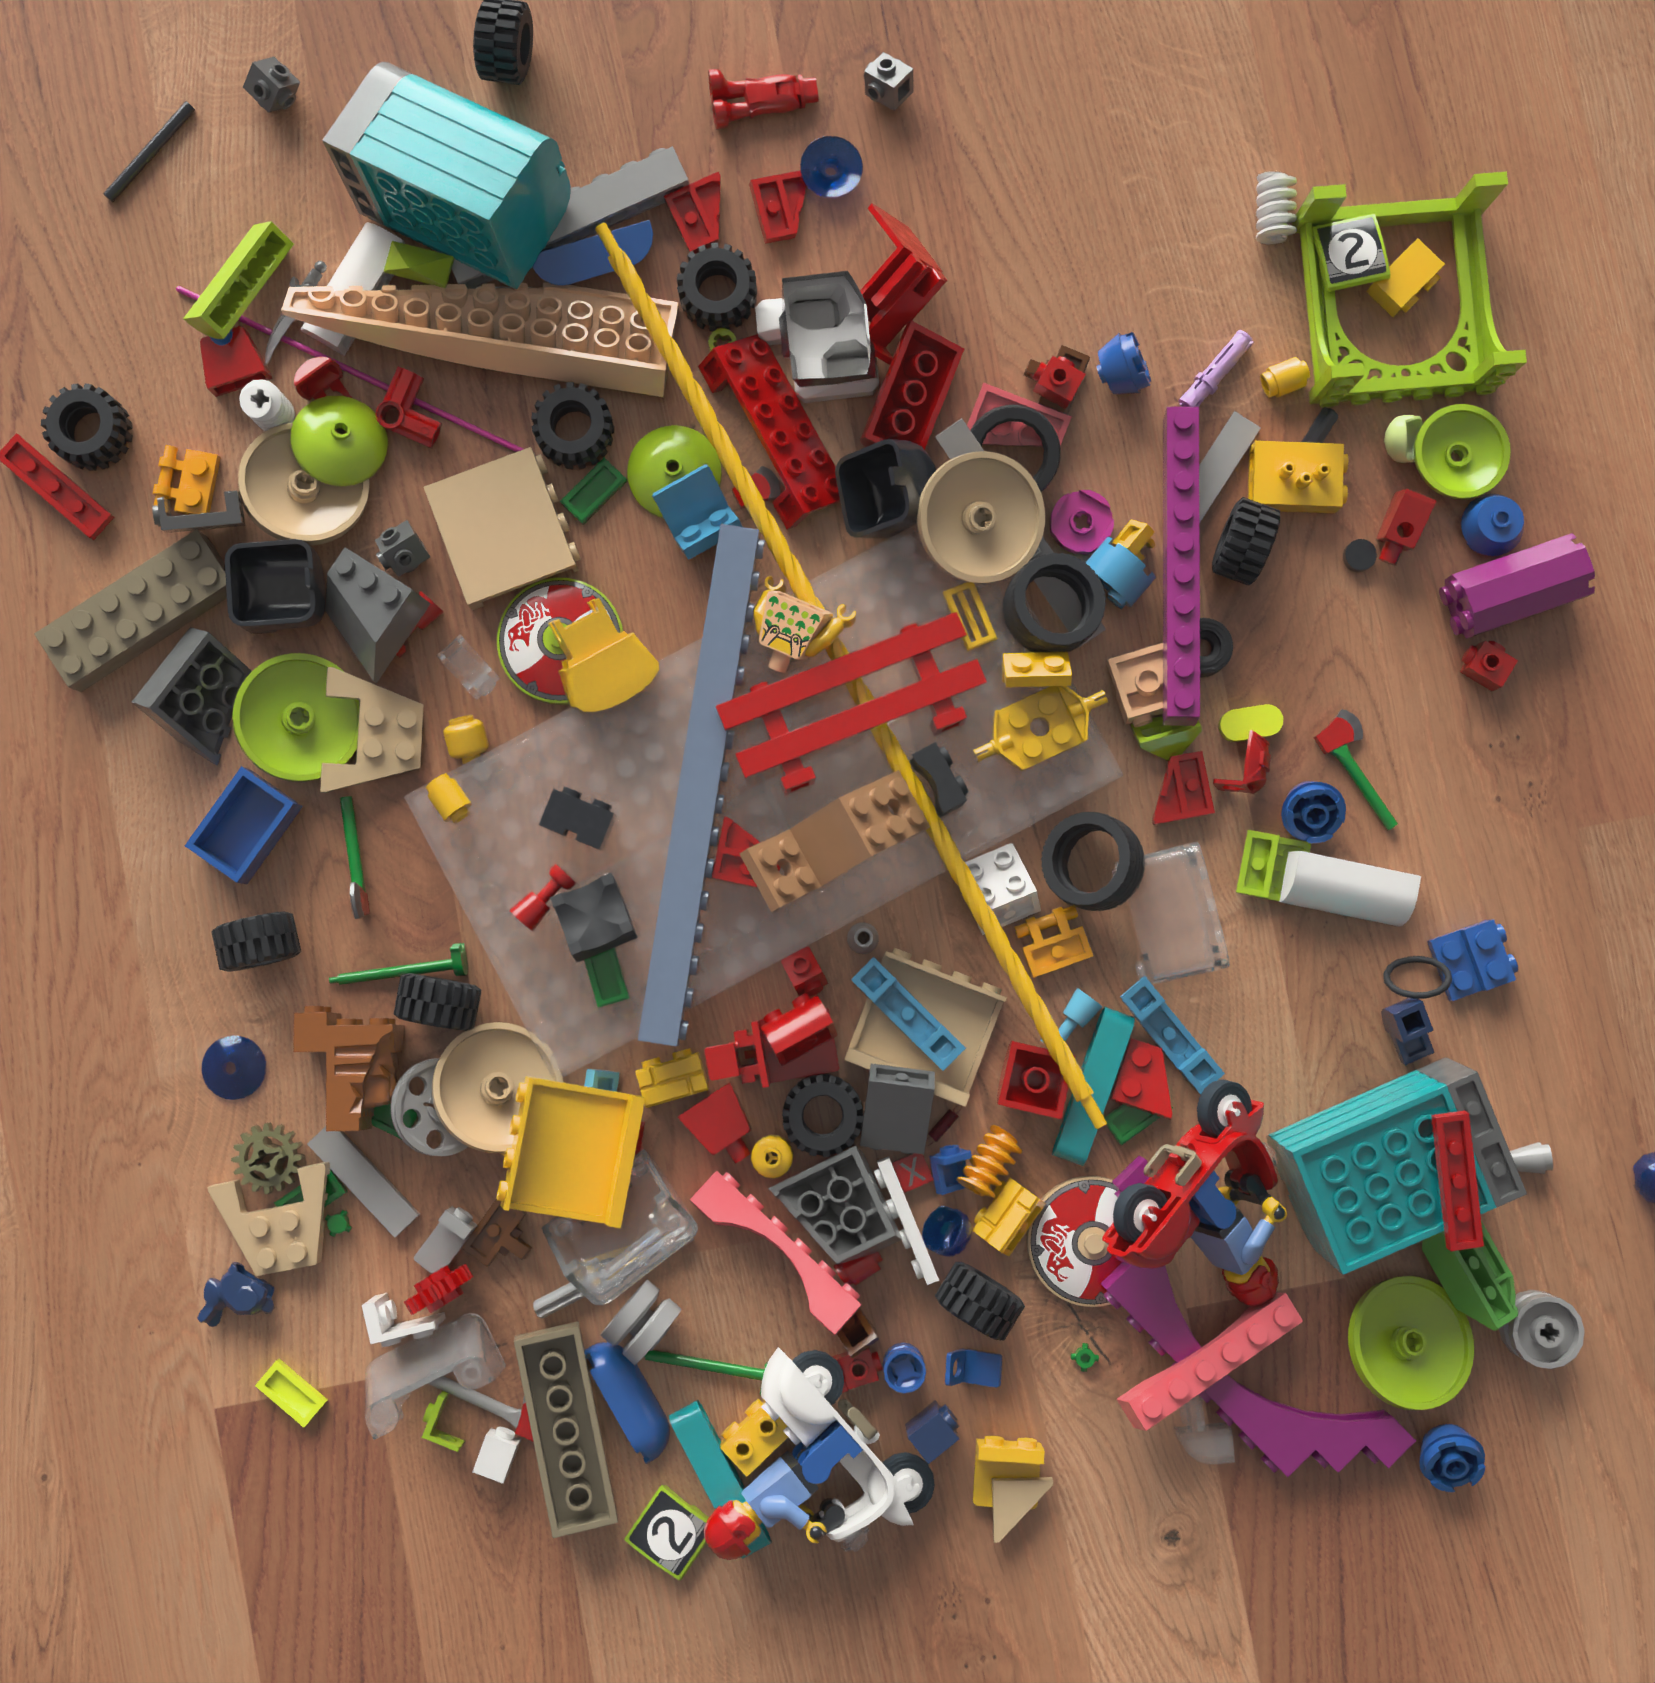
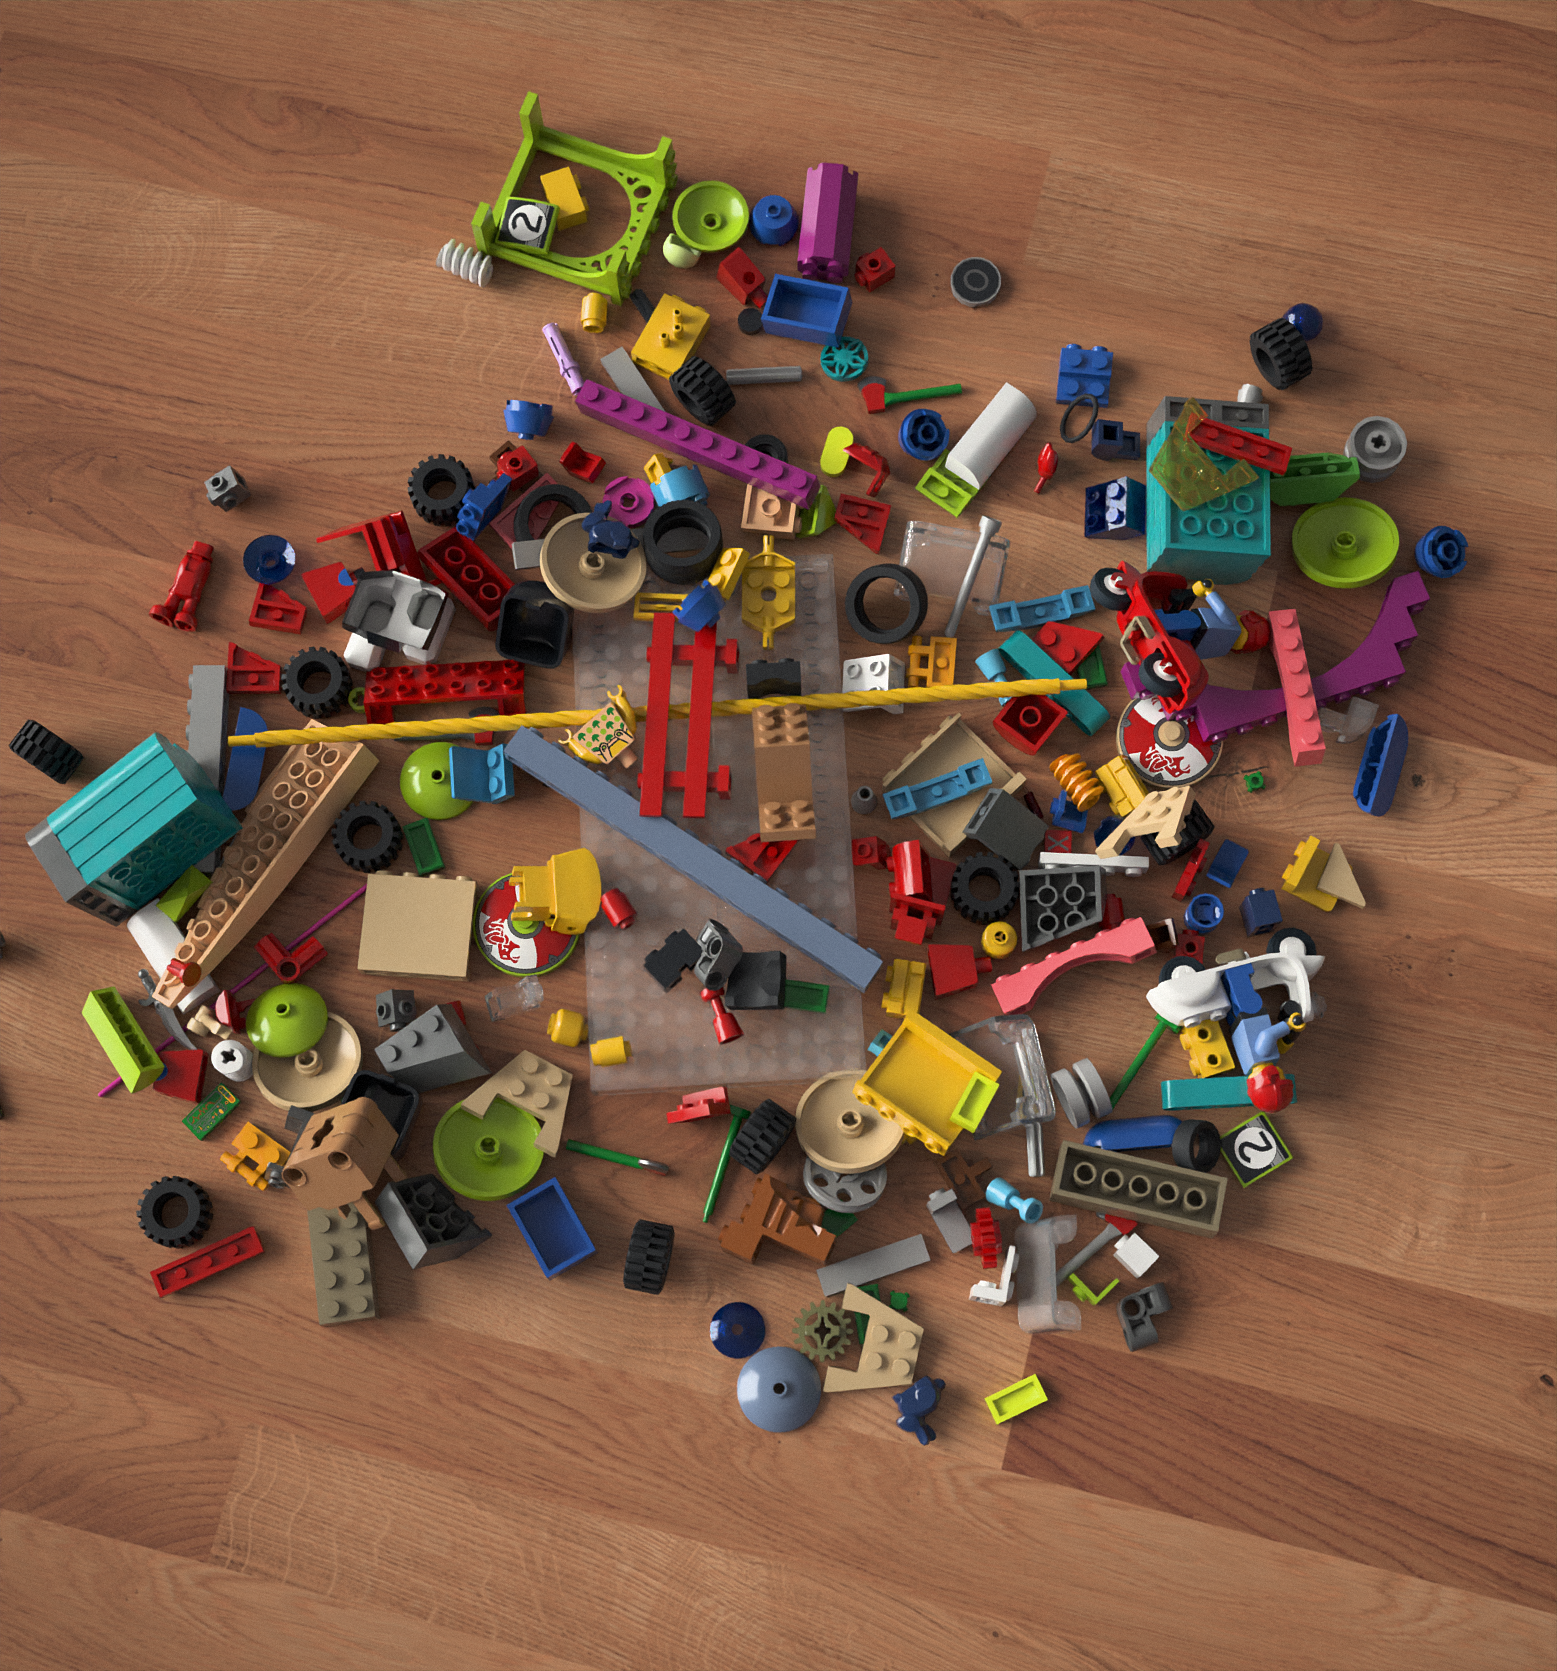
camera: 60 degrees left, 10 degrees down
(191, 572) = (342, 1157): none -> medium nougat piece
(211, 411) = (211, 1111): none -> green tile
(211, 1132) = (785, 1410): none -> sand blue dish
(293, 356) = (204, 1022): none -> tan brick
(324, 310) = (188, 973): none -> red piece
(441, 920) = (701, 1106): none -> bracket
(455, 1493) = (1139, 1329): none -> dark grey piece
(495, 1291) = (1008, 1197): none -> medium azure piece
(573, 1212) = (974, 1102): none -> neon yellow tile
(603, 865) = (719, 955): none -> dark grey piece
(607, 732) = (618, 909): none -> red brick
(637, 1458) = (1208, 1145): none -> black tyre
(830, 249) = (332, 588): none -> red torso
(945, 1331) = (1195, 863): none -> red wing
(979, 661) = (701, 607): none -> blue cone
(982, 1271) = (1156, 813): none -> tan wing
(994, 365) = (482, 506): none -> blue plate
(1002, 288) = (434, 472): none -> black tyre
(1018, 517) = (608, 535): none -> dark blue animal
(1101, 449) = (581, 463): none -> red bracket
(1166, 1492) = (1381, 766): none -> blue brick
(1230, 937) = (989, 527): none -> light grey piece
(1302, 600) = (764, 375): none -> light grey axle
(1328, 1065) = (1115, 510): none -> clear blue slope
(1345, 965) = (1047, 465): none -> red piece
(1365, 680) = (845, 359): none -> teal wheel
(1395, 1138) = (1186, 469): none -> clear yellow wing
(1399, 612) = (806, 310): none -> blue piece
(1529, 785) = (975, 282): none -> black tile
(1605, 1174) = (1281, 353): none -> black tyre

